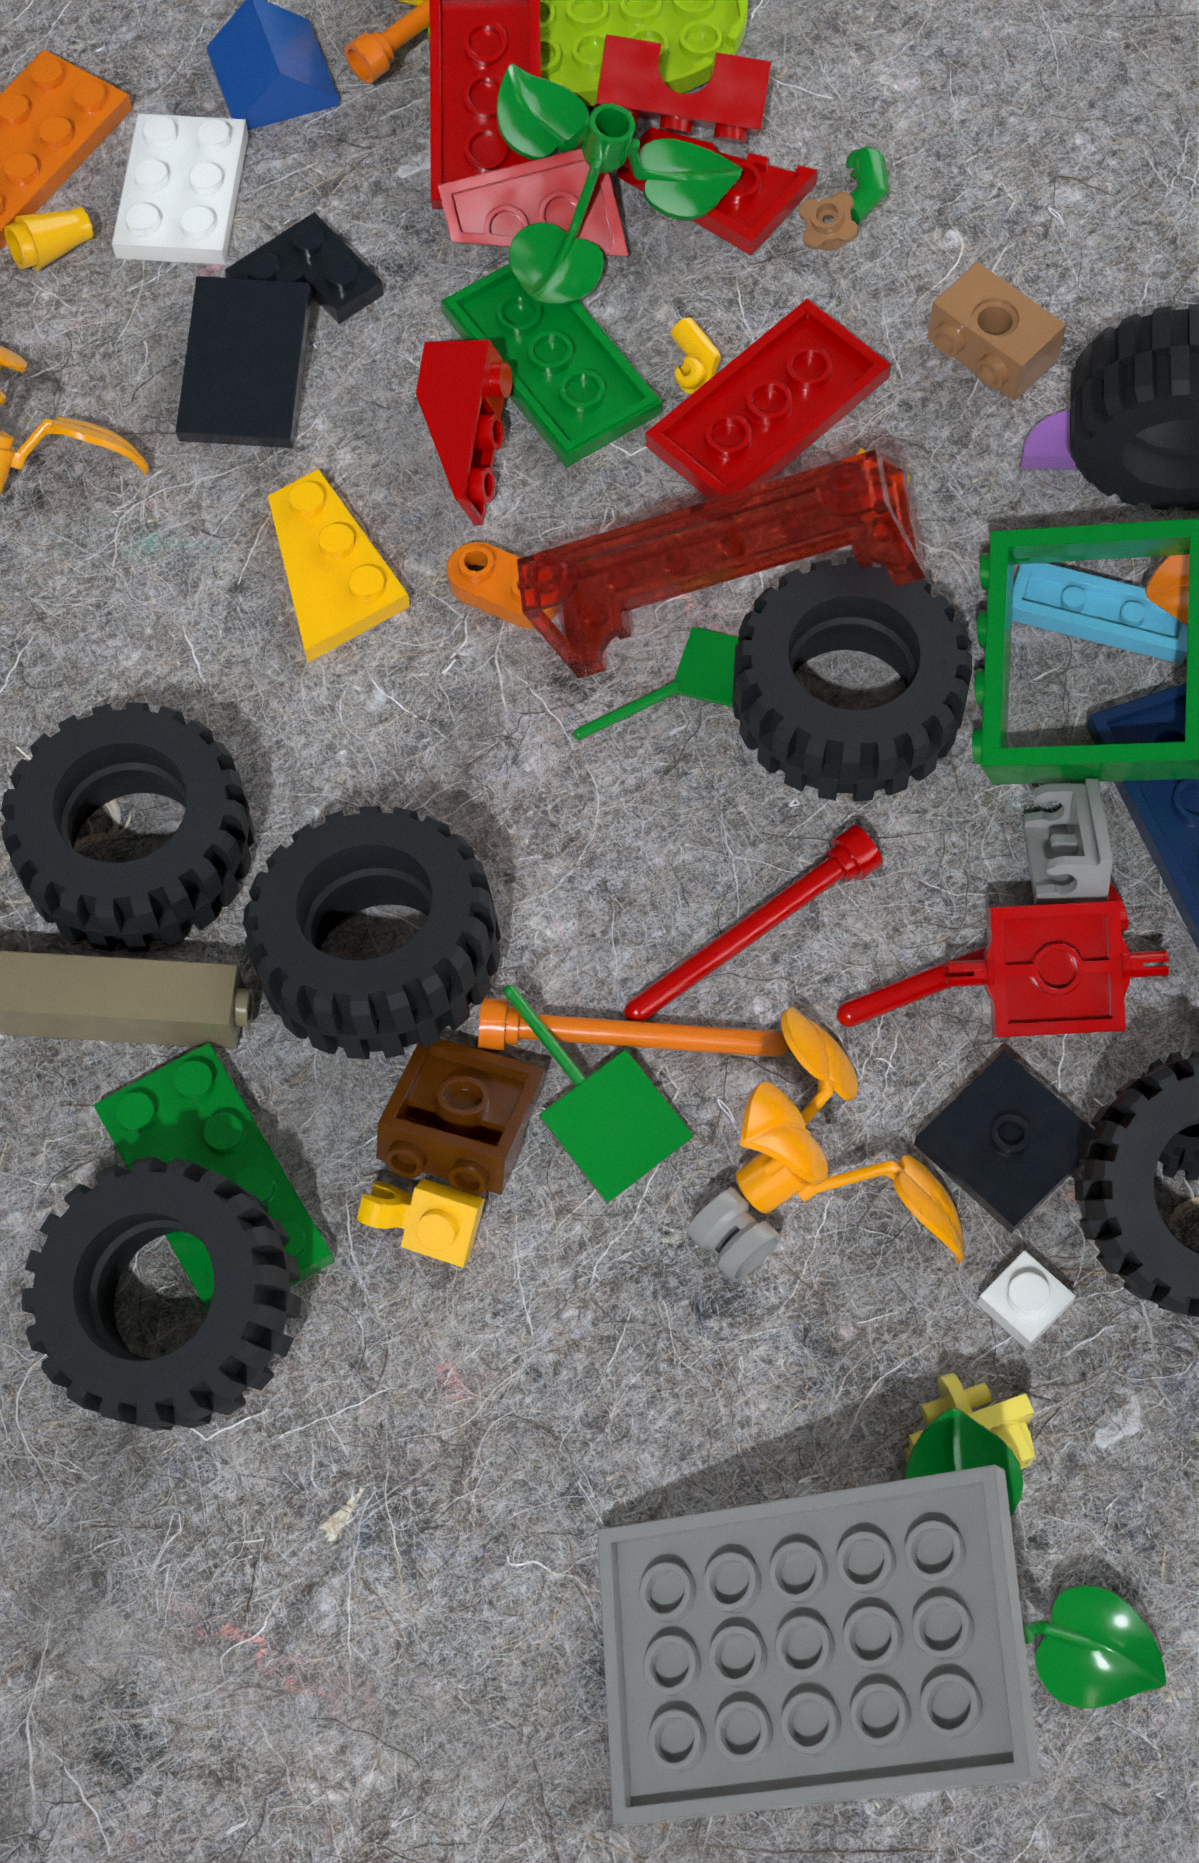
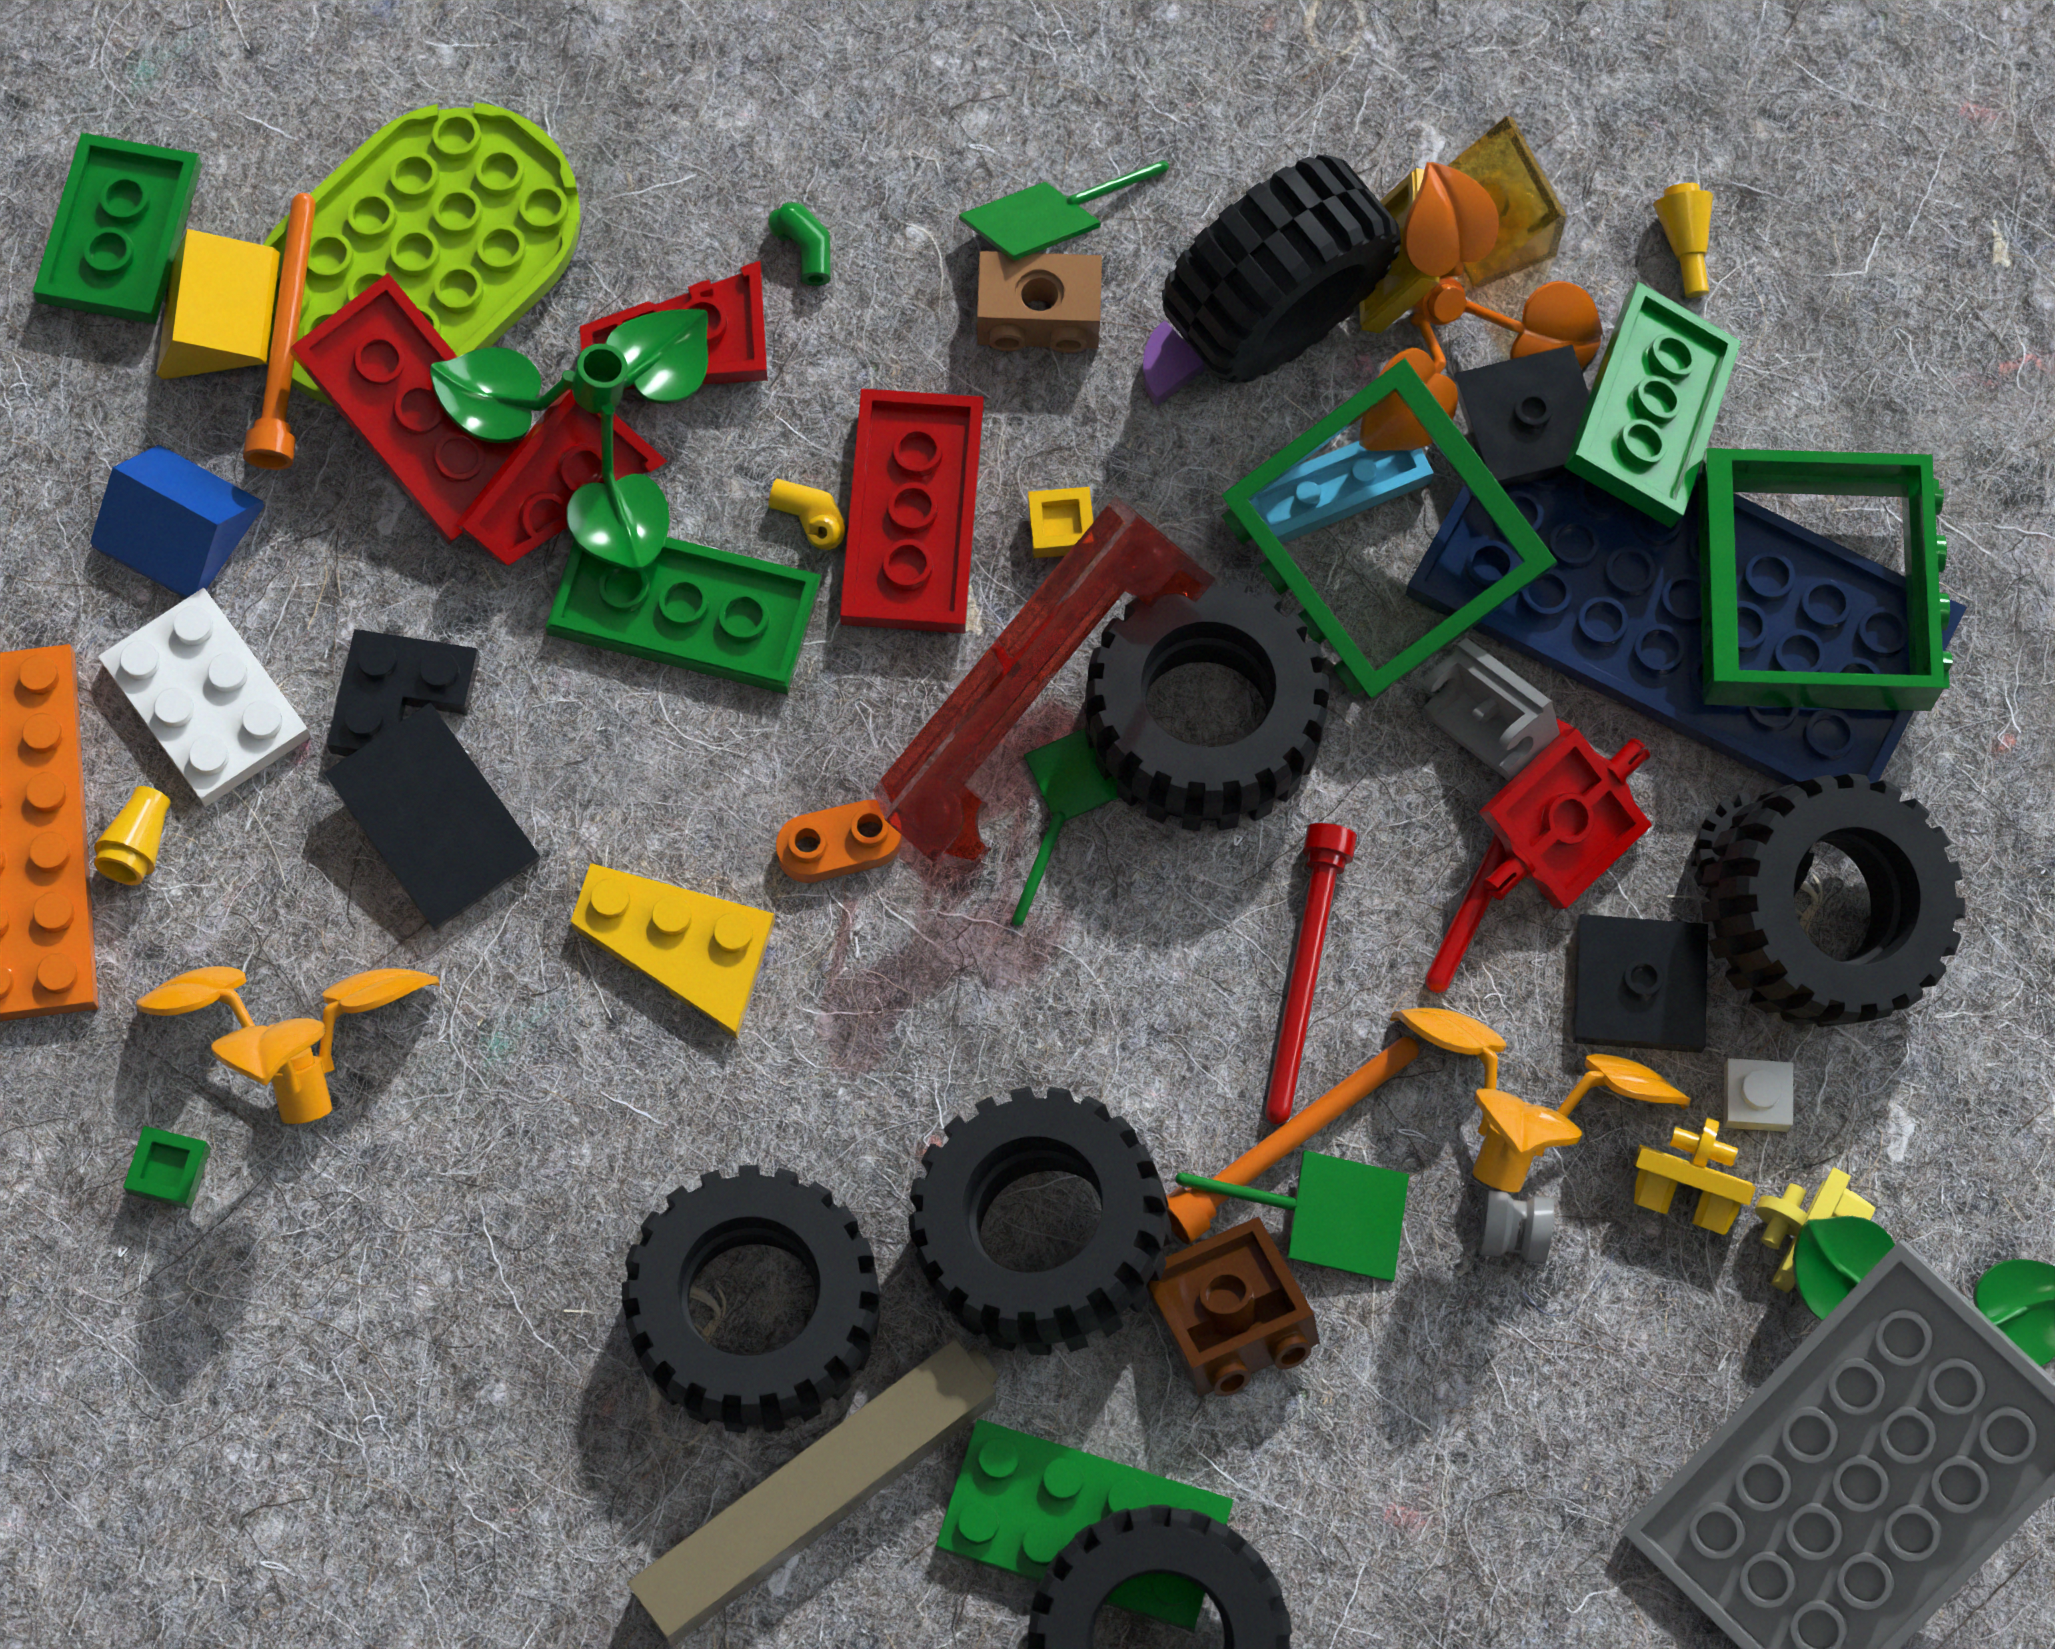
camera: 45 degrees left, 5 degrees up
(435, 1218) = (1287, 1409): yellow plate -> none
(462, 402) = (660, 707): red slope -> none
(728, 104) = (627, 251): red arch -> none
(833, 234) = (809, 317): medium nougat plate -> none
(889, 1290) = (1720, 1192): none -> yellow hips
(1055, 277) = (1043, 215): none -> green piece

